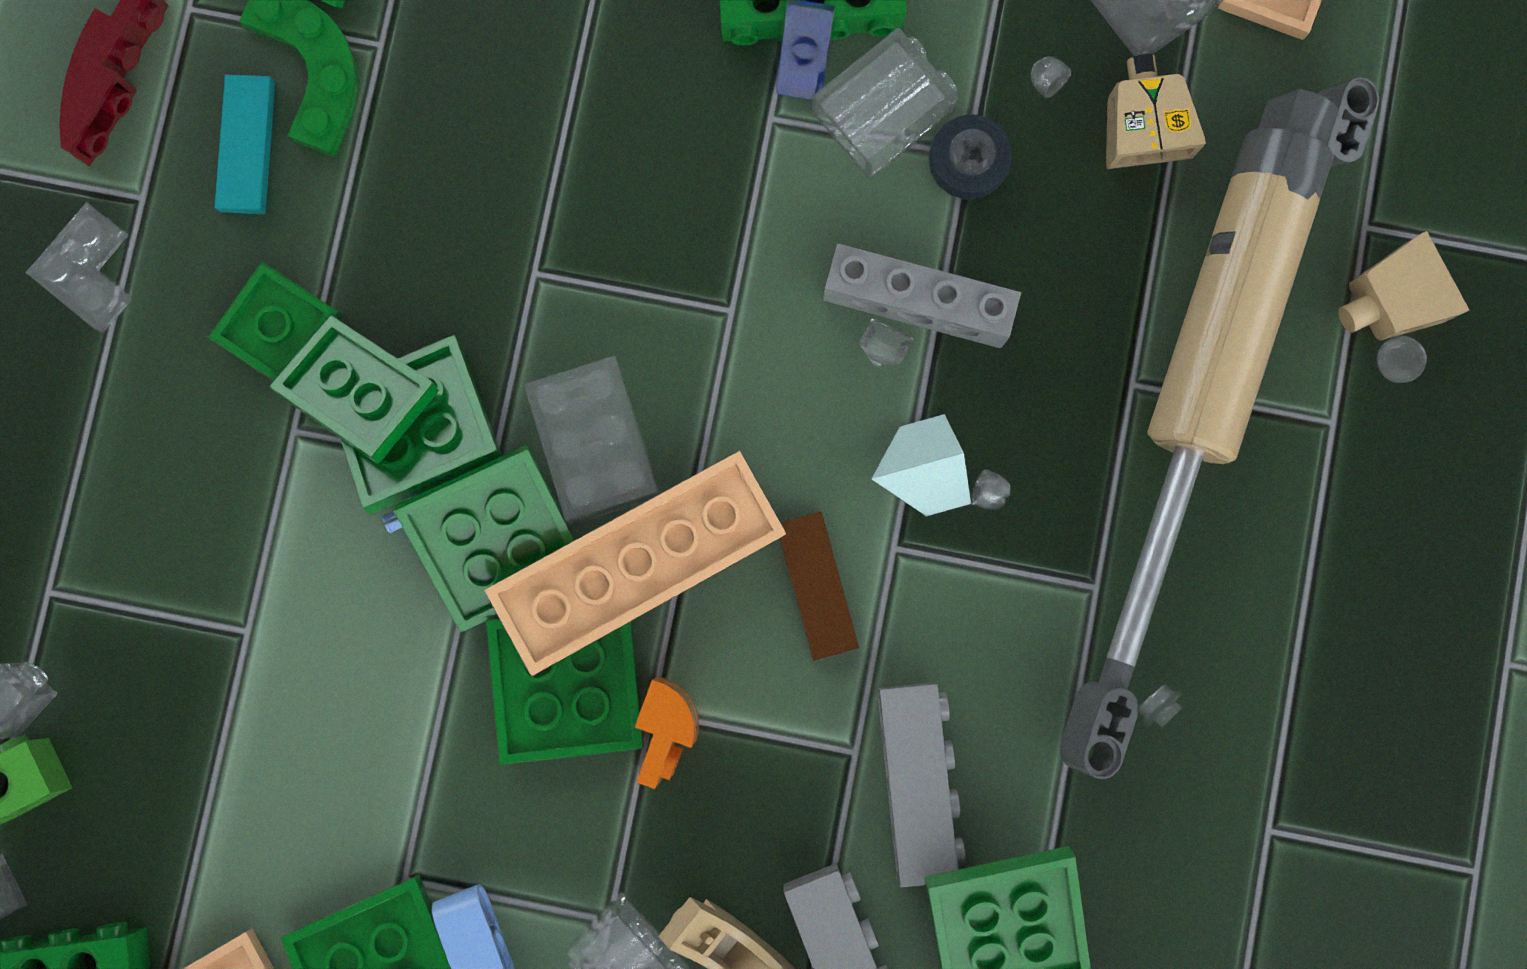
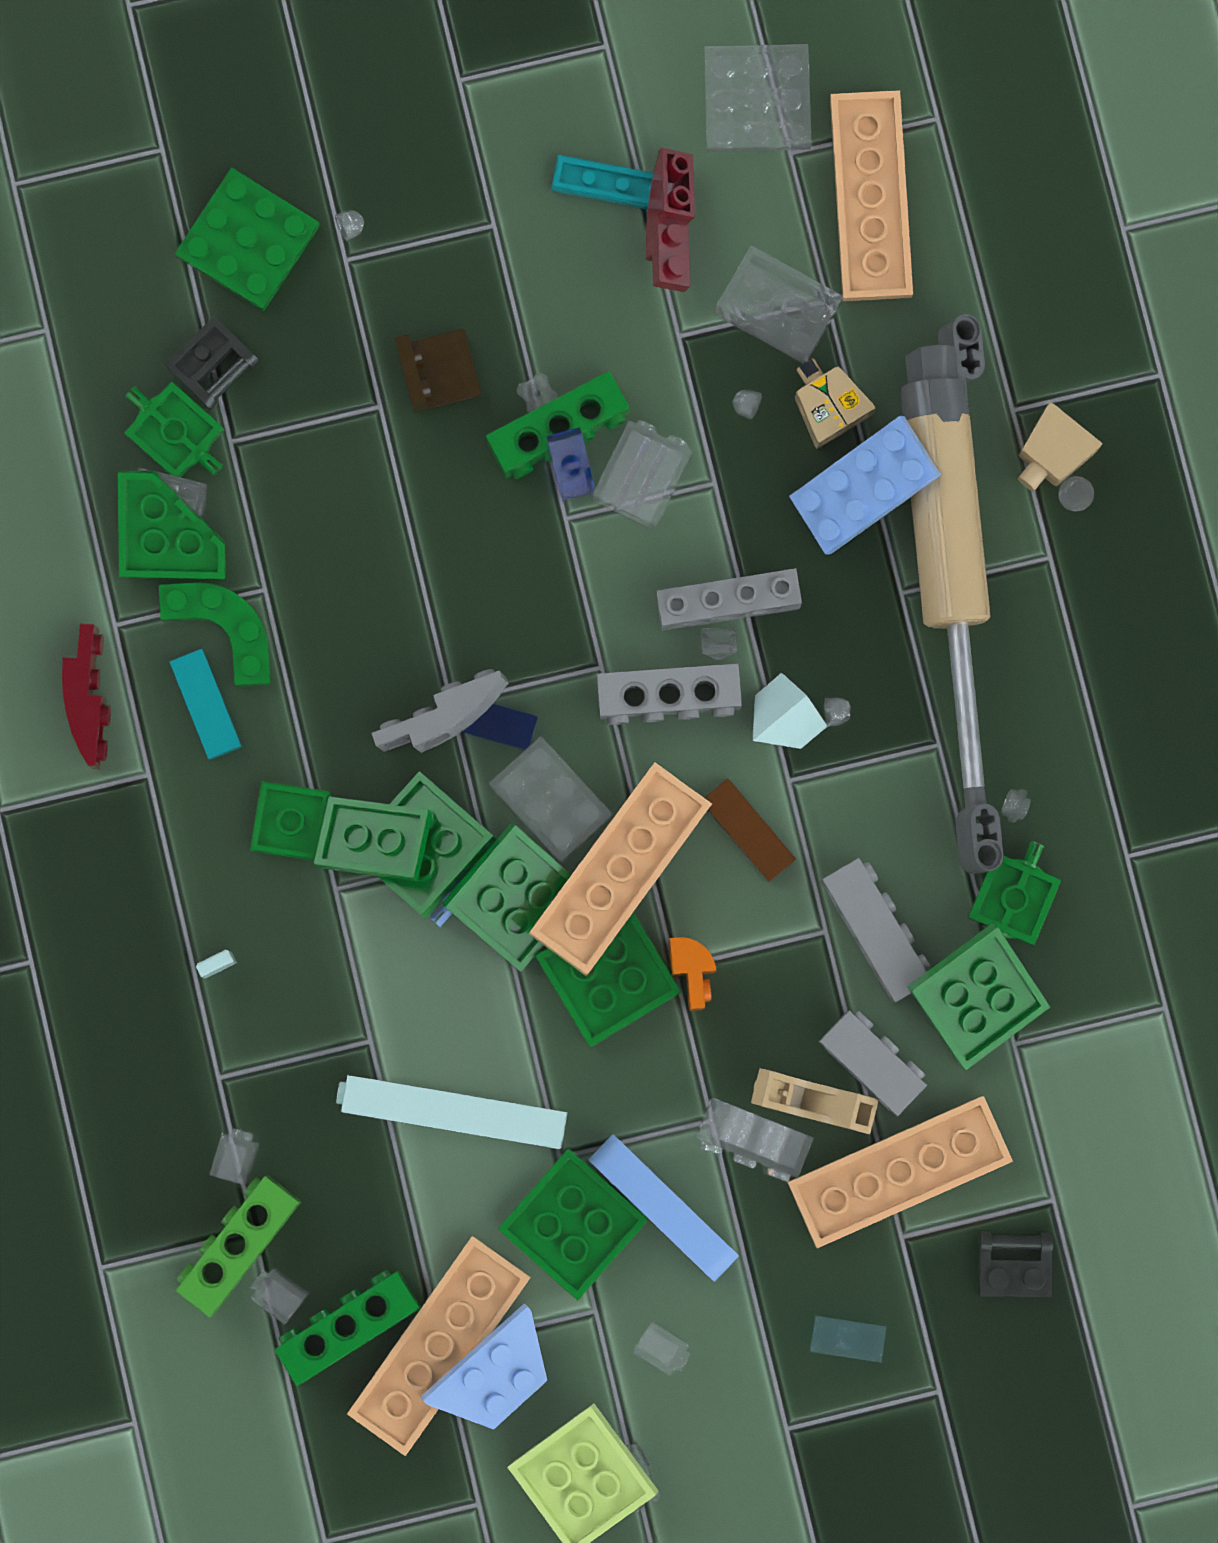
camera: 30 degrees left, 0 degrees up
(72, 268) = (125, 845): clear plate -> none
(102, 454) = (216, 963): none -> light aqua tile
(272, 776) = (452, 1111): none -> light aqua window
(527, 281) = (456, 710): none -> light grey slope
(577, 322) = (504, 727): none -> clear blue plate
(735, 338) = (722, 678): none -> light grey brick
(961, 171) = (713, 497): black wheel -> none
(1110, 822) = (1016, 897): none -> green plate
(1154, 229) = (865, 485): none -> light blue plate

